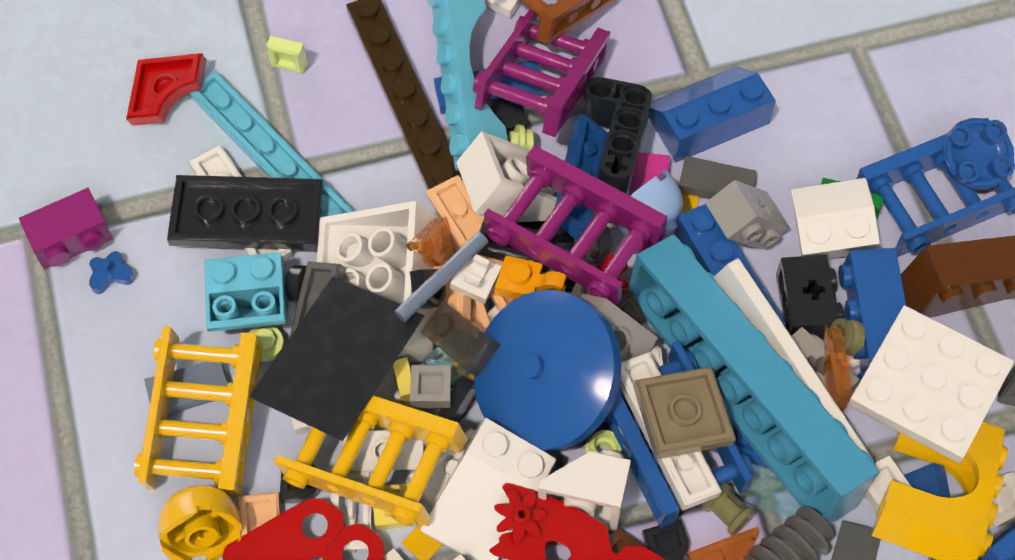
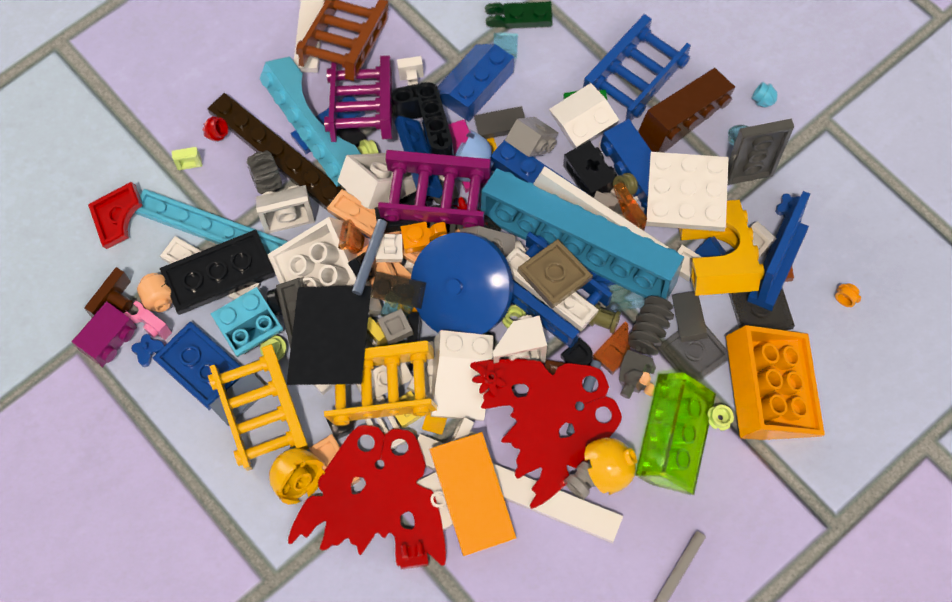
camera: 25 degrees left, 5 degrees up
(102, 180) = (111, 292): none -> reddish brown tile
(130, 244) = (153, 324): none -> bright pink plate
(154, 204) = (154, 292): none -> light nougat head
(155, 301) = (189, 360): none -> blue tile
(342, 33) = (215, 128): none -> red plate
(371, 111) = (264, 172): none -> dark grey gear
(372, 169) = (284, 209): none -> white slope
(630, 61) = (410, 69): none -> white tile
(779, 81) = (507, 42): none -> clear light blue tile
(813, 52) = (519, 15): none -> dark green hinge
(979, 153) = (649, 38): blue dish -> none

